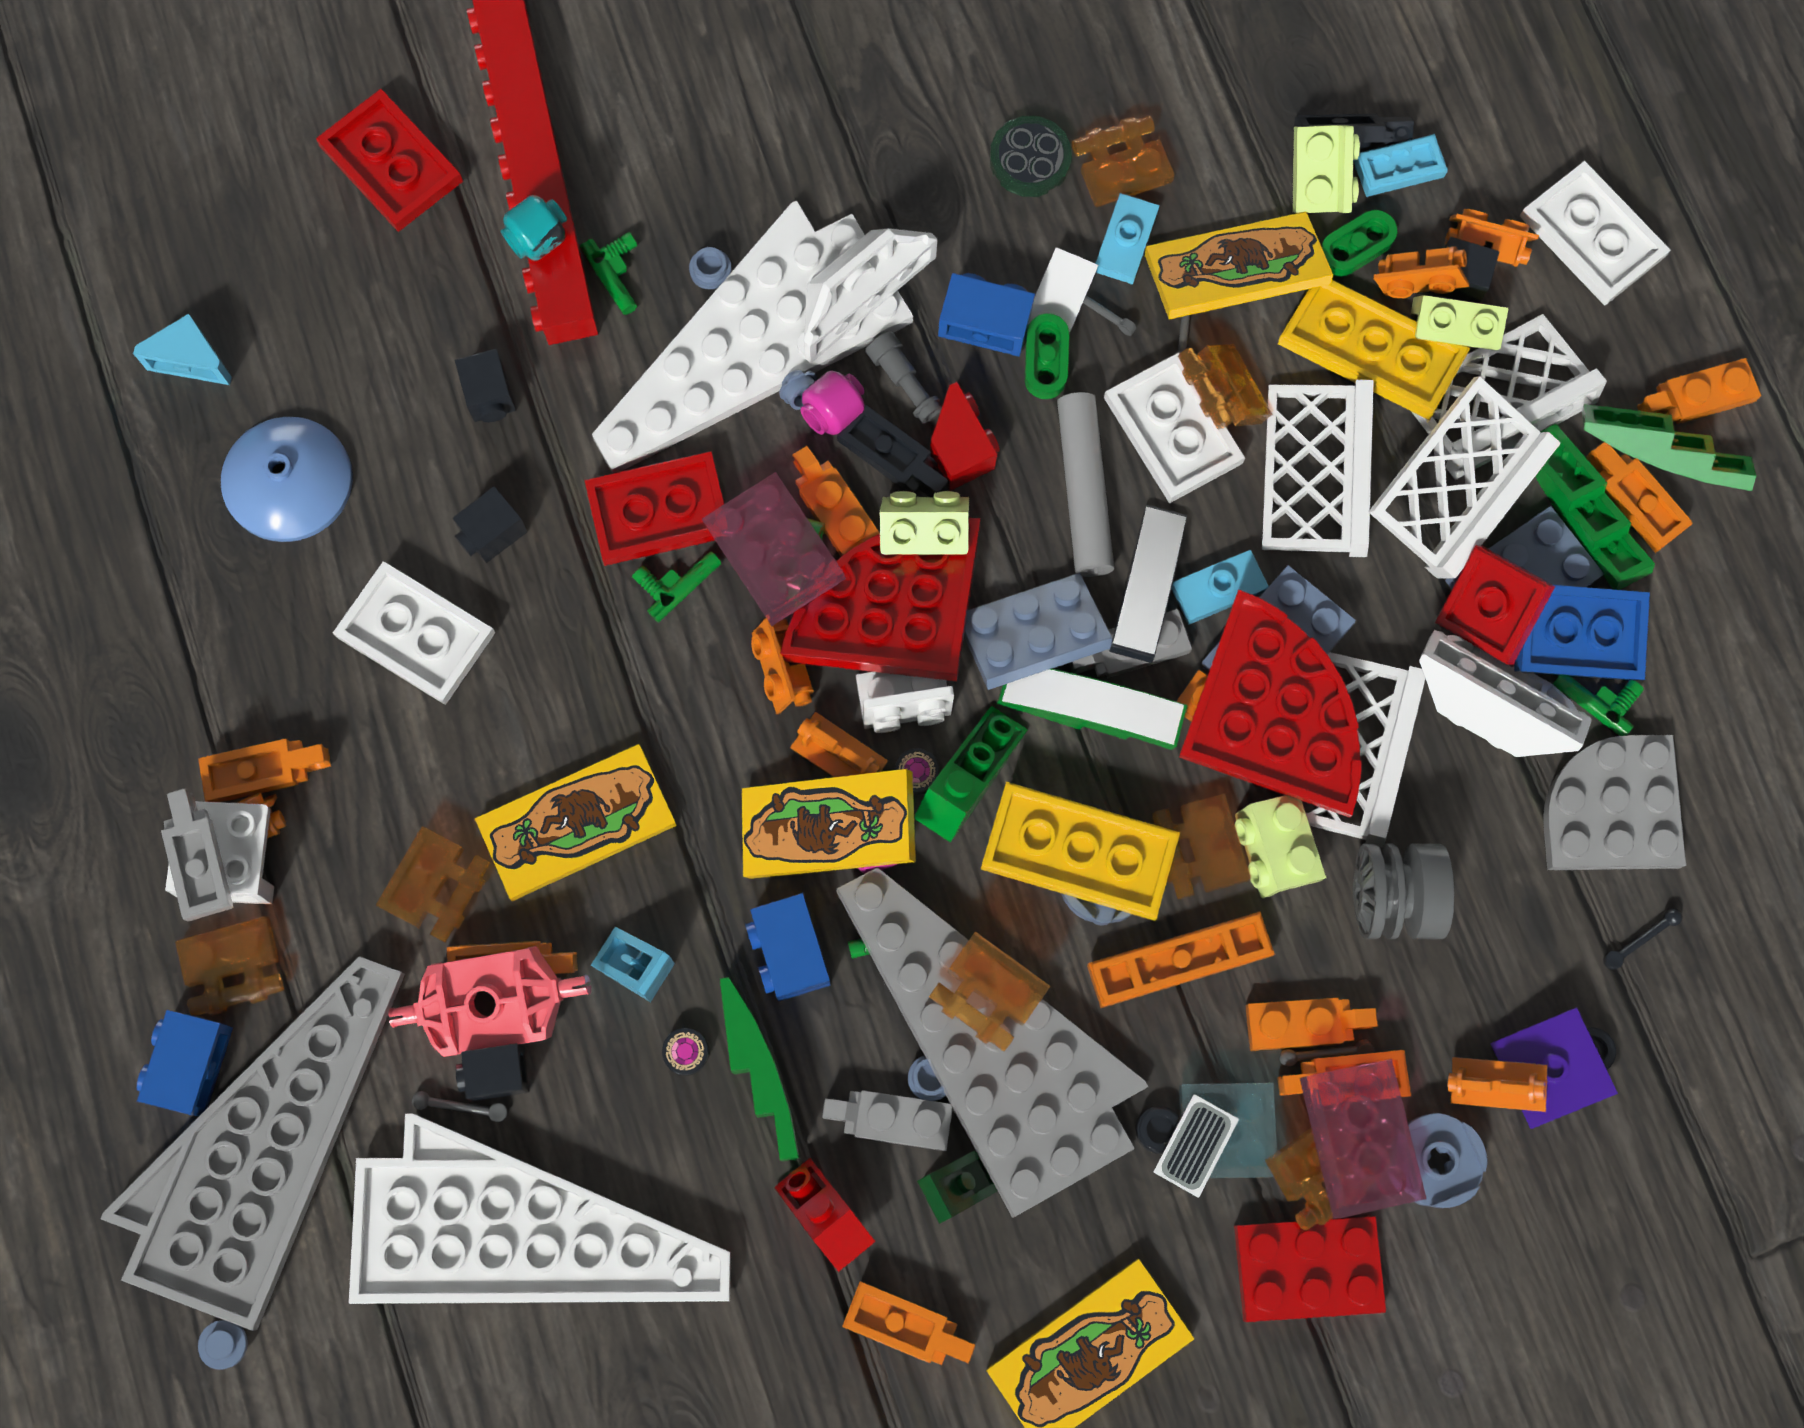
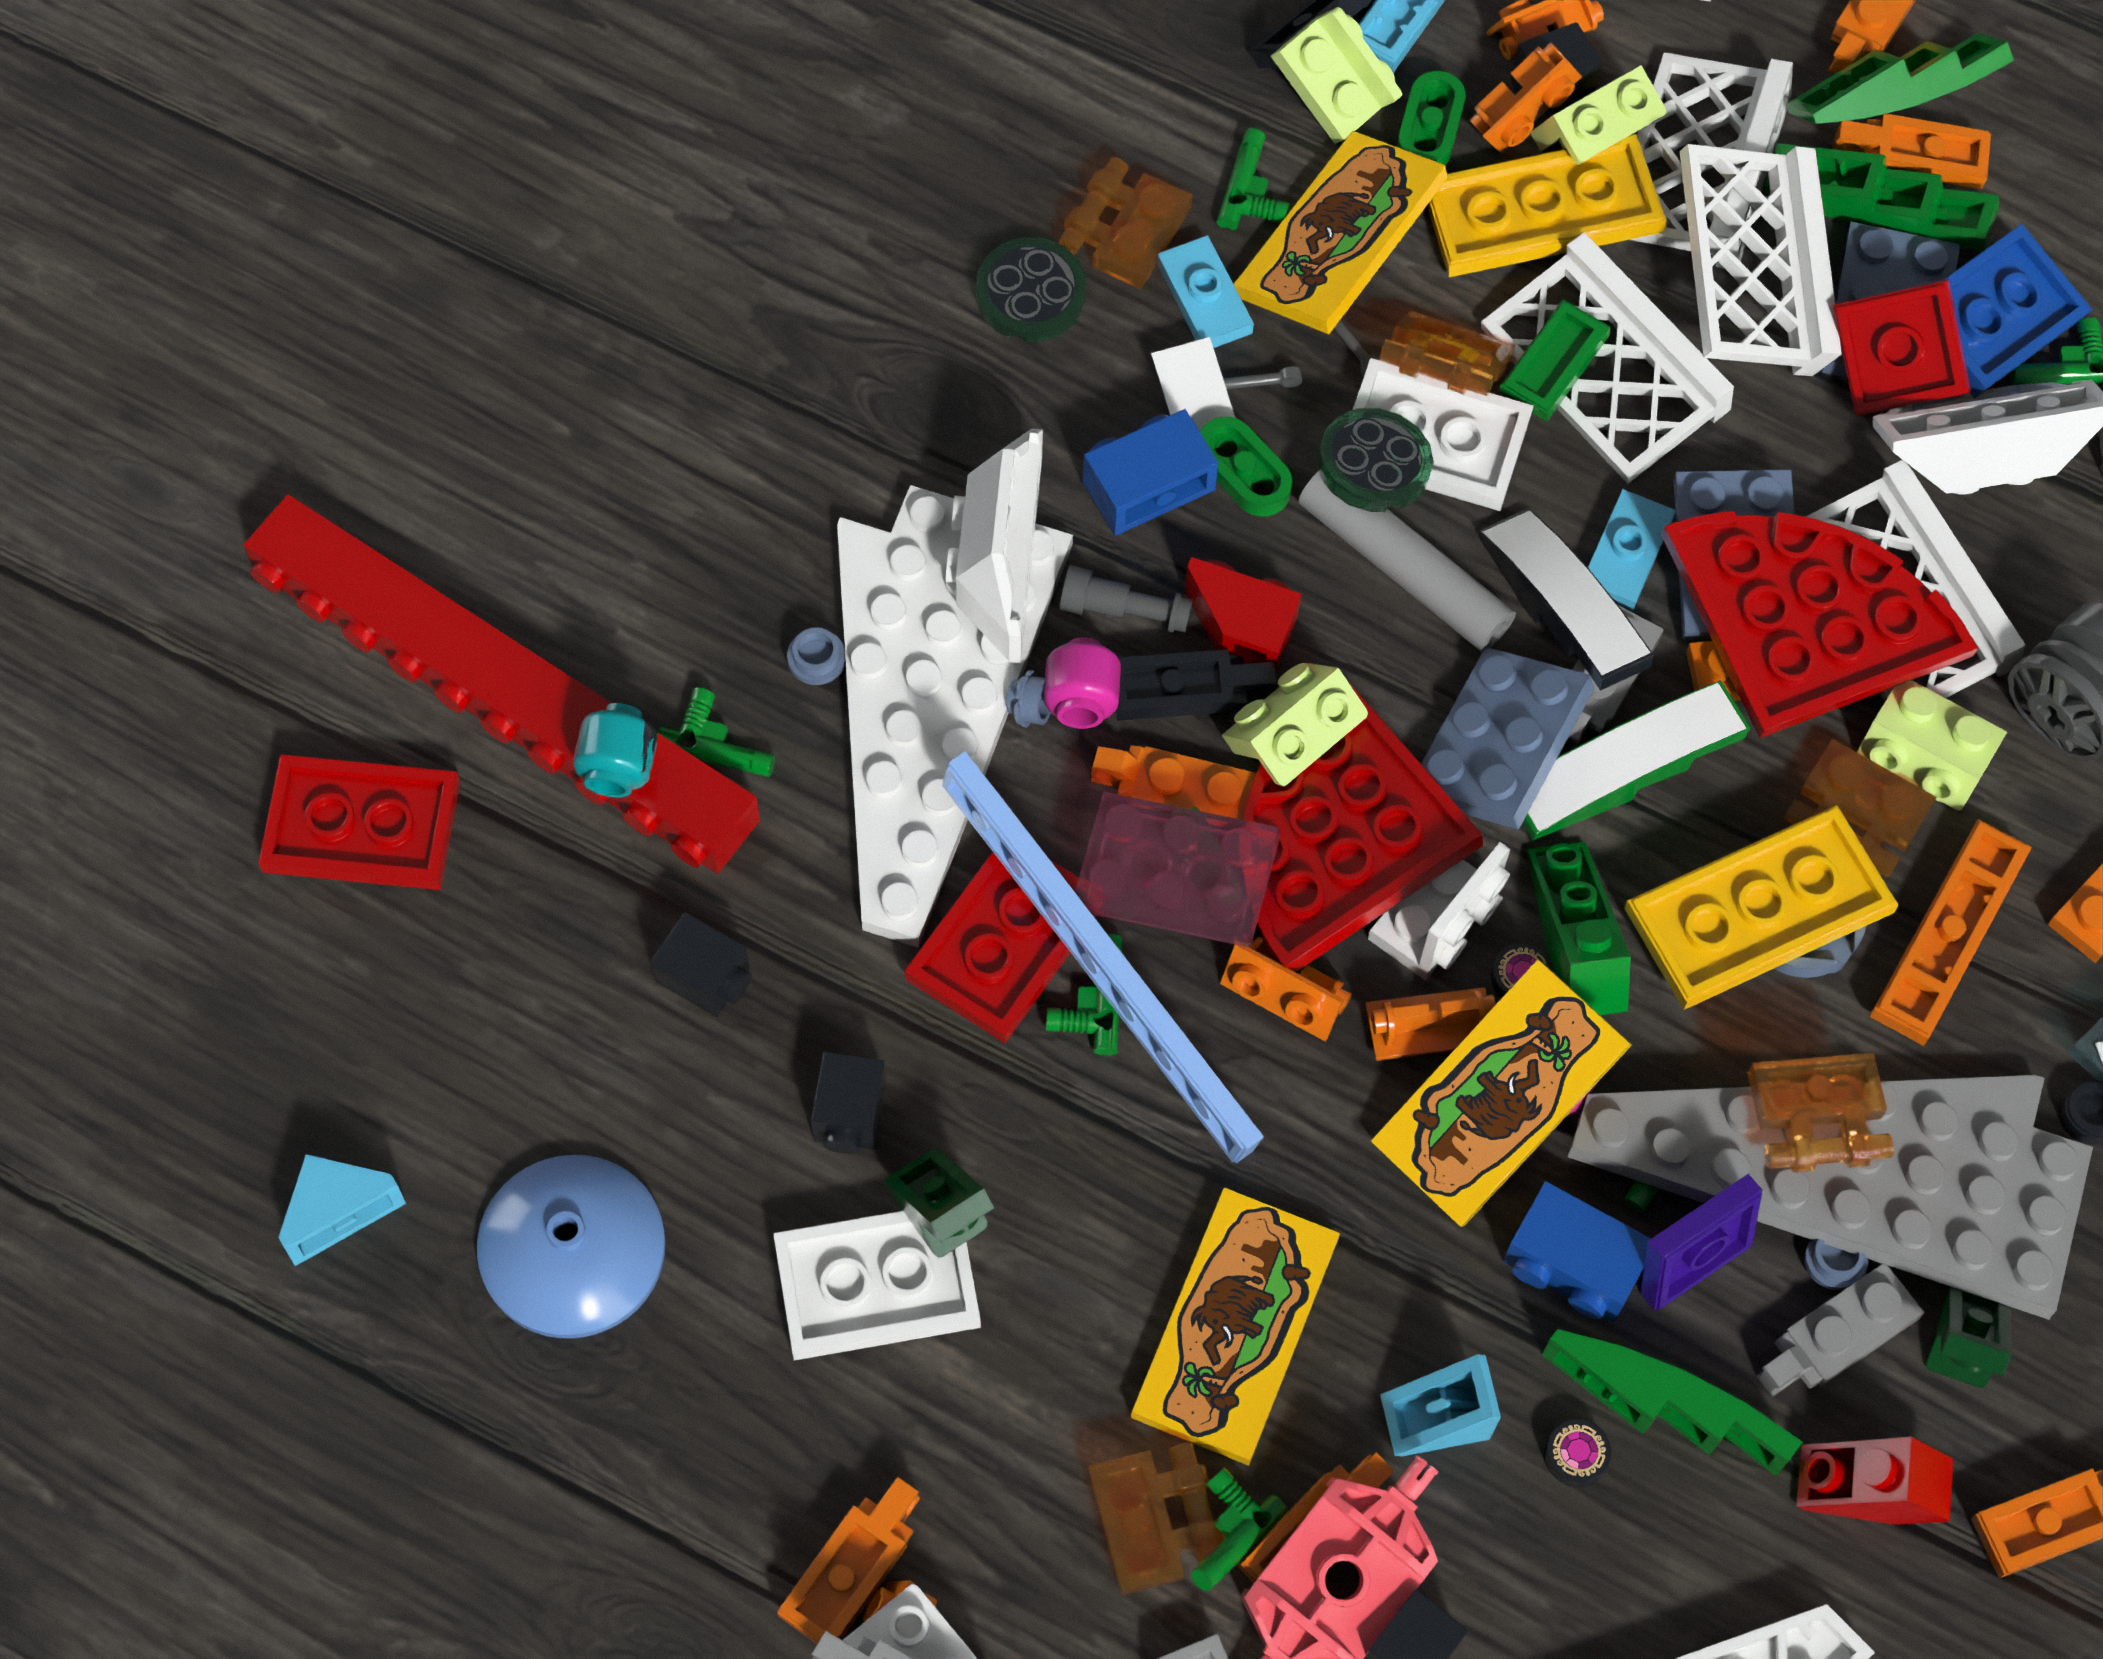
camera: 40 degrees left, 10 degrees down
(465, 927) = (1237, 1527): none -> green hose
(474, 619) = (940, 1201): none -> dark green slope
(685, 561) = (1101, 959): none -> light blue tile
(852, 1002) = (1701, 1243): none -> dark purple plate
(1116, 412) = (1375, 459): none -> tile
(1214, 196) = (1249, 188): none -> green hose
(1285, 442) = (1555, 359): none -> green tile

